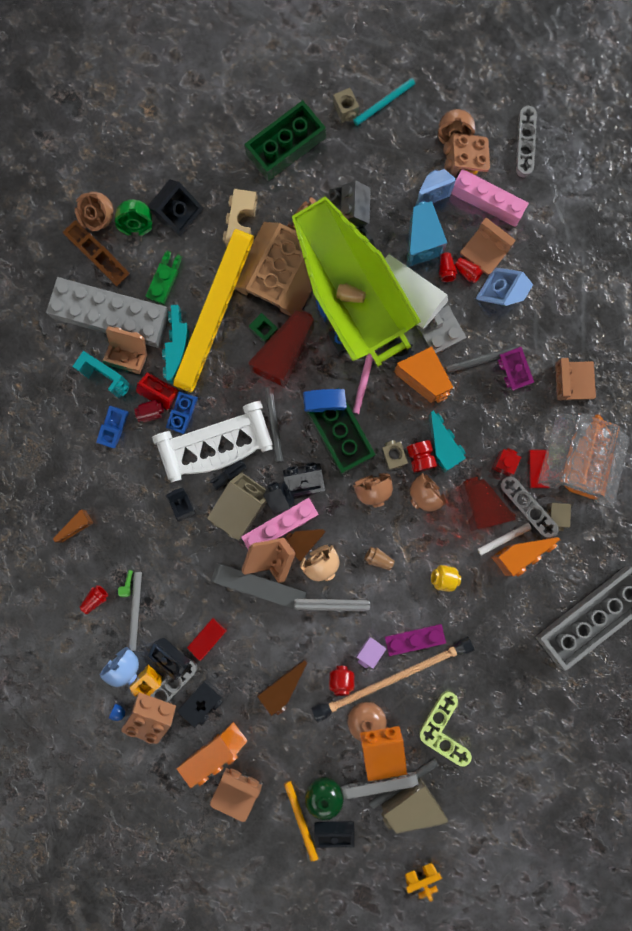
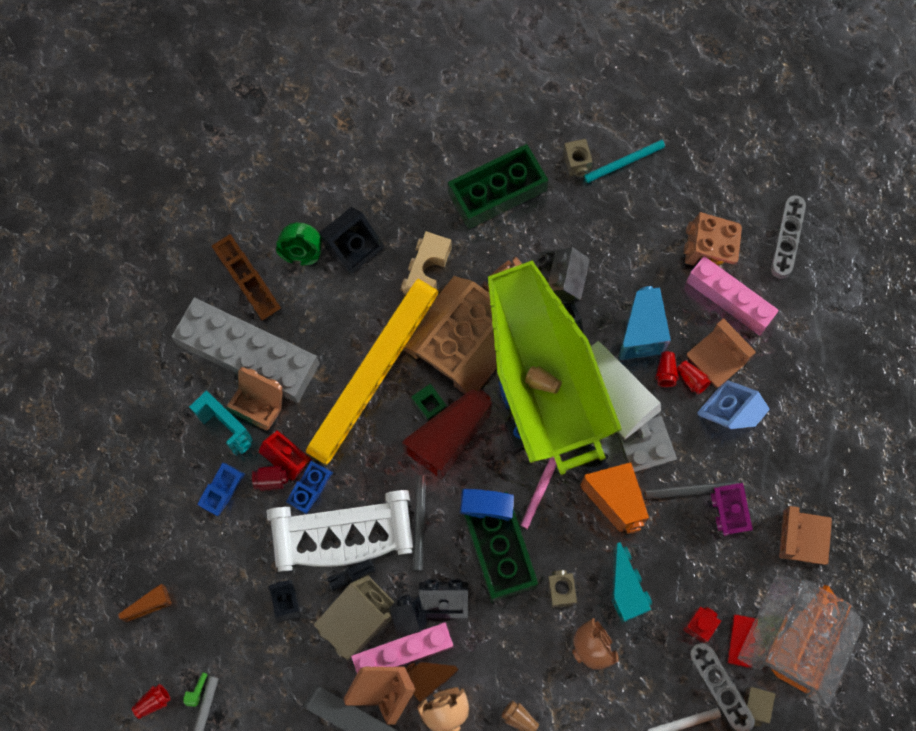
camera: 10 degrees right, 10 degrees down
(94, 211) = (254, 228): nougat cylinder -> none
(163, 279) = (320, 322): green hinge -> none
(176, 349) = (316, 410): teal slope -> none
(374, 490) = (529, 628): nougat cylinder -> none
(421, 454) = (596, 597): red wheel -> none
(436, 186) = (669, 271): light blue slope -> none
(455, 121) = (705, 200): nougat cylinder -> none
(483, 505) = (663, 674): clear red slope -> none

